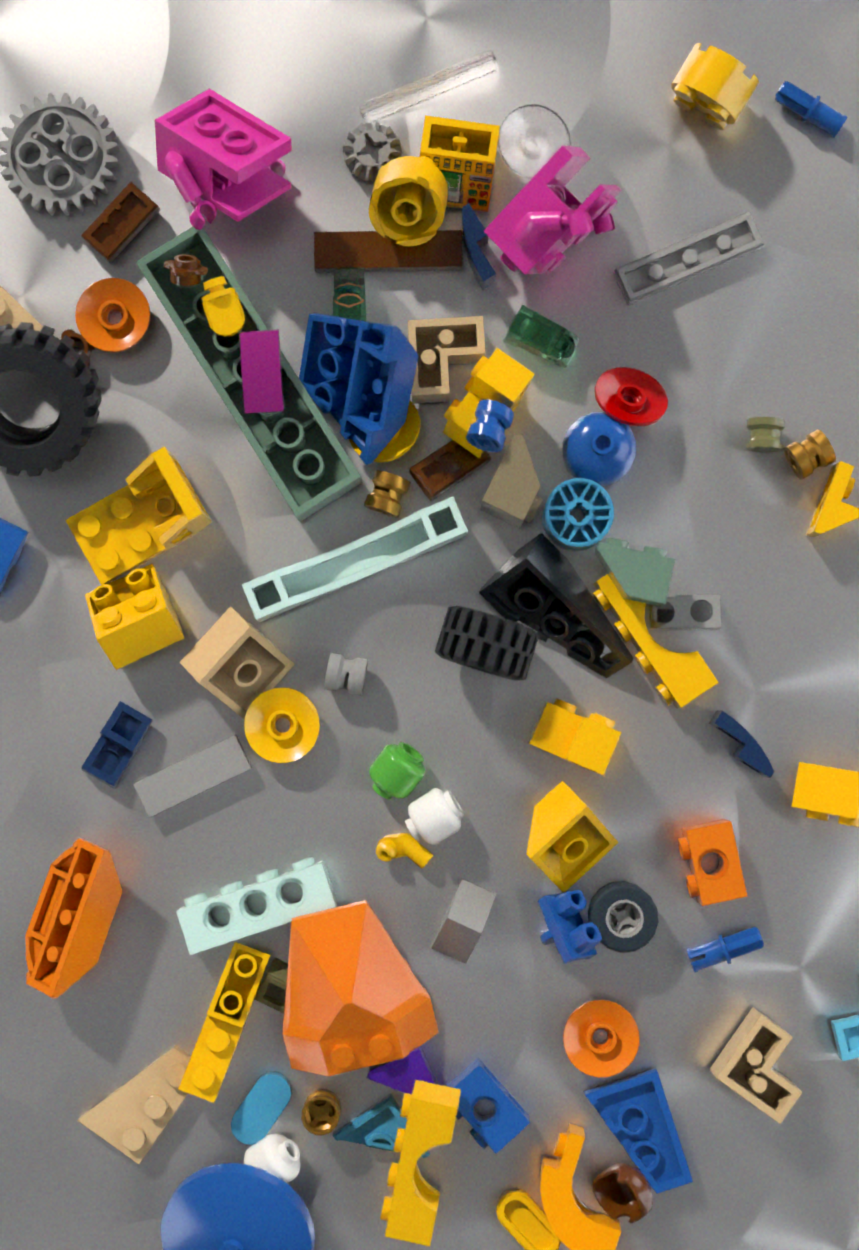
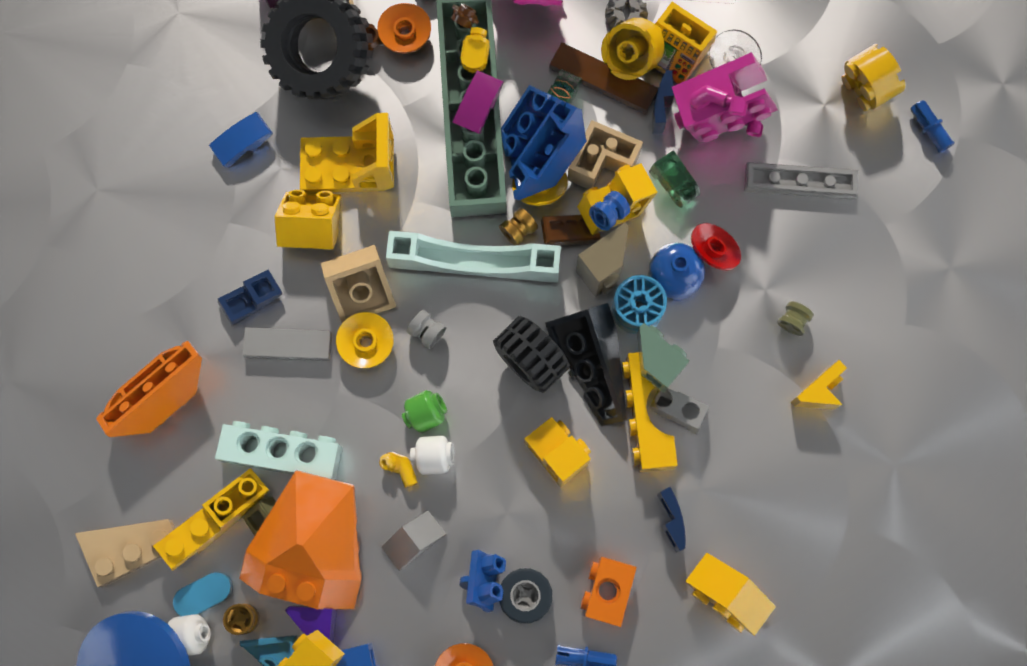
camera: 25 degrees right, 10 degrees down
(566, 837) = (515, 519): yellow slope -> none
(810, 454) = (820, 347): pearl gold wheel -> none

